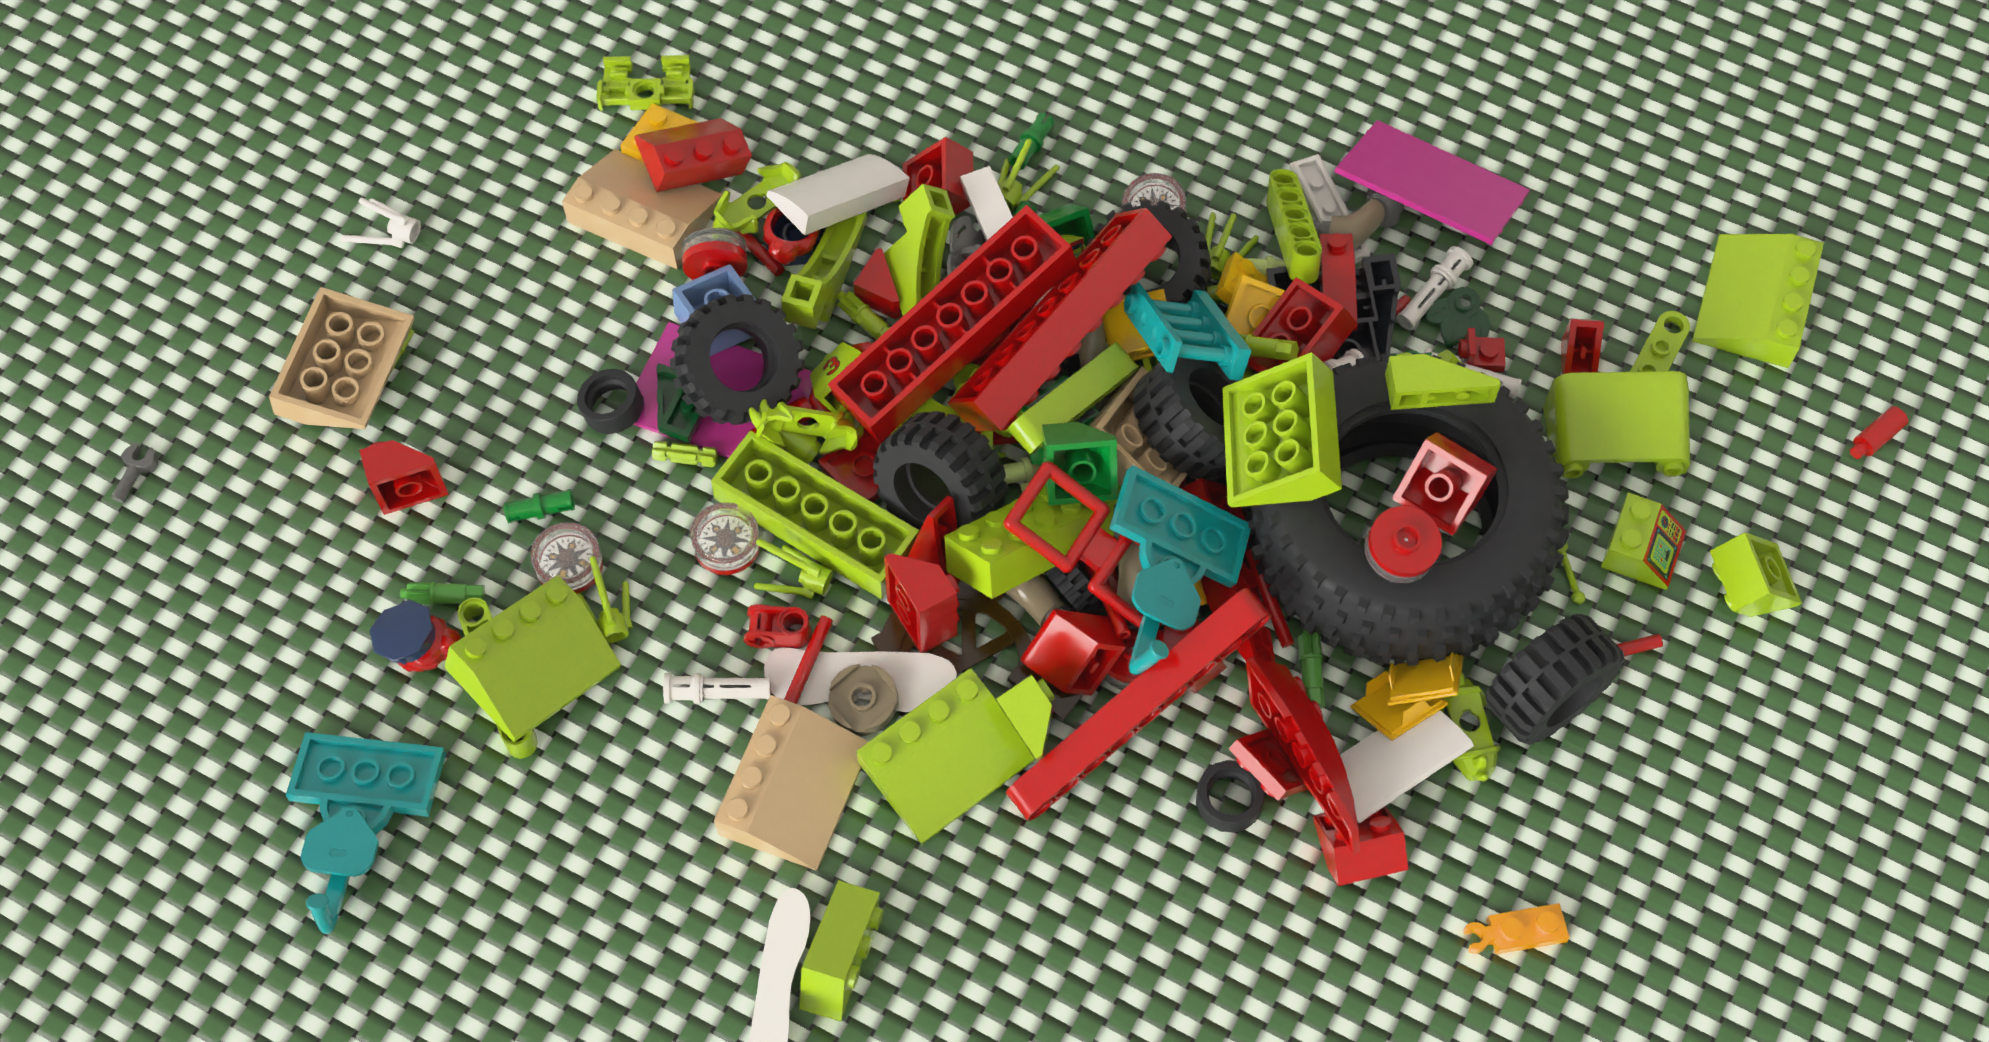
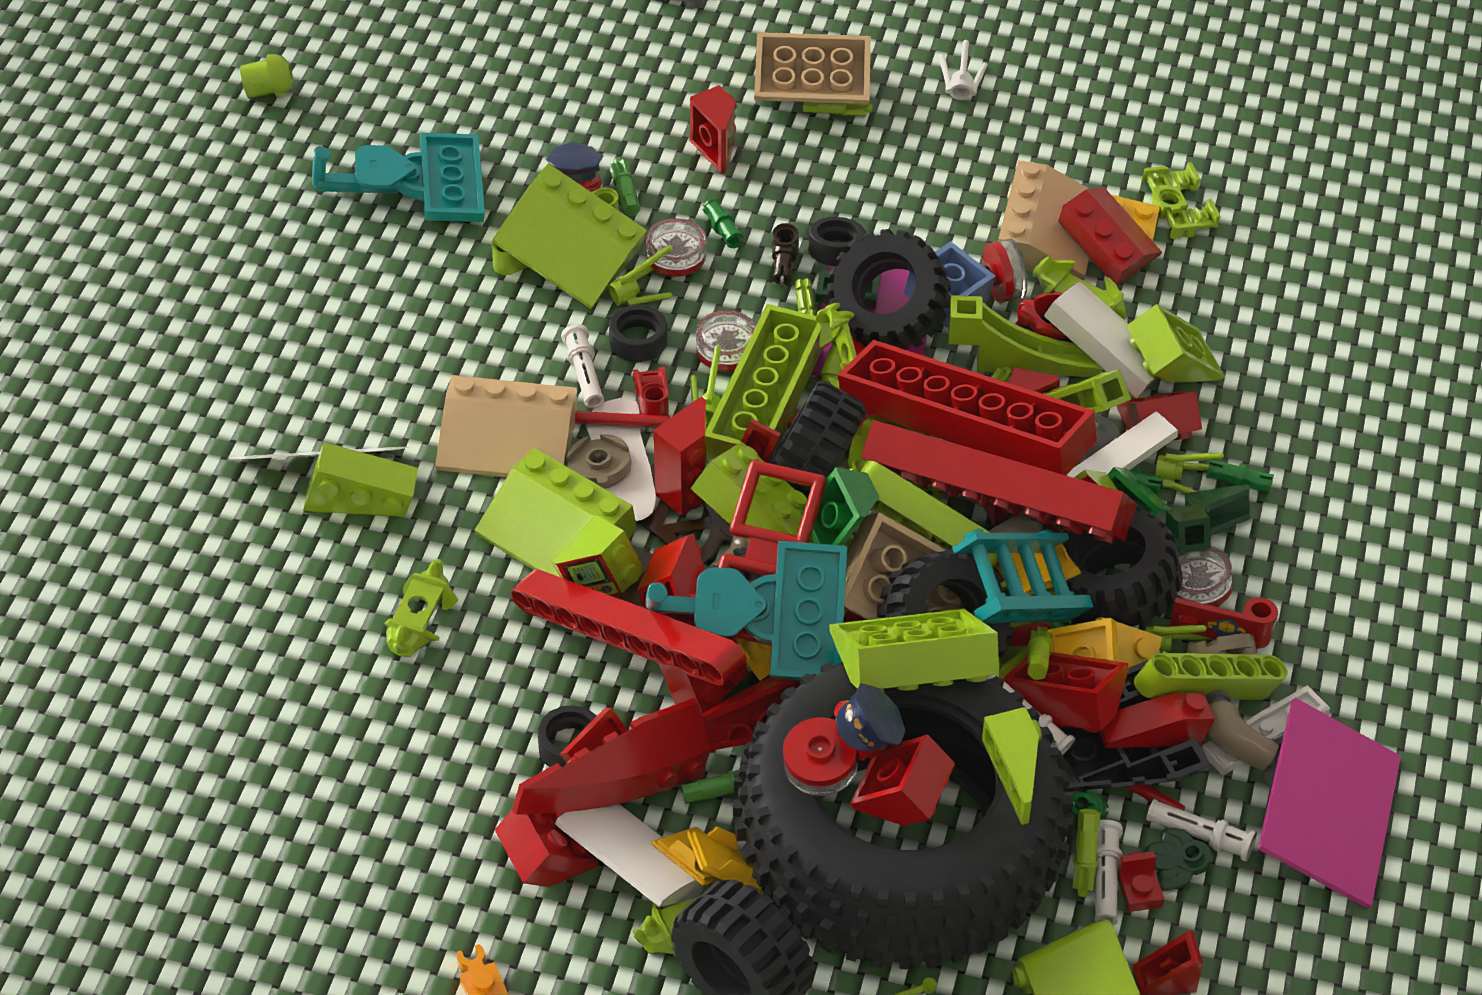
camera: 75 degrees right, 15 degrees down
(110, 960) = (267, 77): none -> lime piece
(610, 457) = (784, 251): none -> dark brown pin
(678, 600) = (635, 349): none -> black tyre
(875, 143) = (1173, 348): none -> lime slope
(1002, 900) = (407, 630): none -> lime piece
(1078, 180) = (1207, 514): none -> dark green arch
(1222, 186) = (1257, 619): none -> red door
(1253, 211) = (1225, 645): none -> dark tan plate
(1394, 486) = (869, 721): none -> dark blue piece

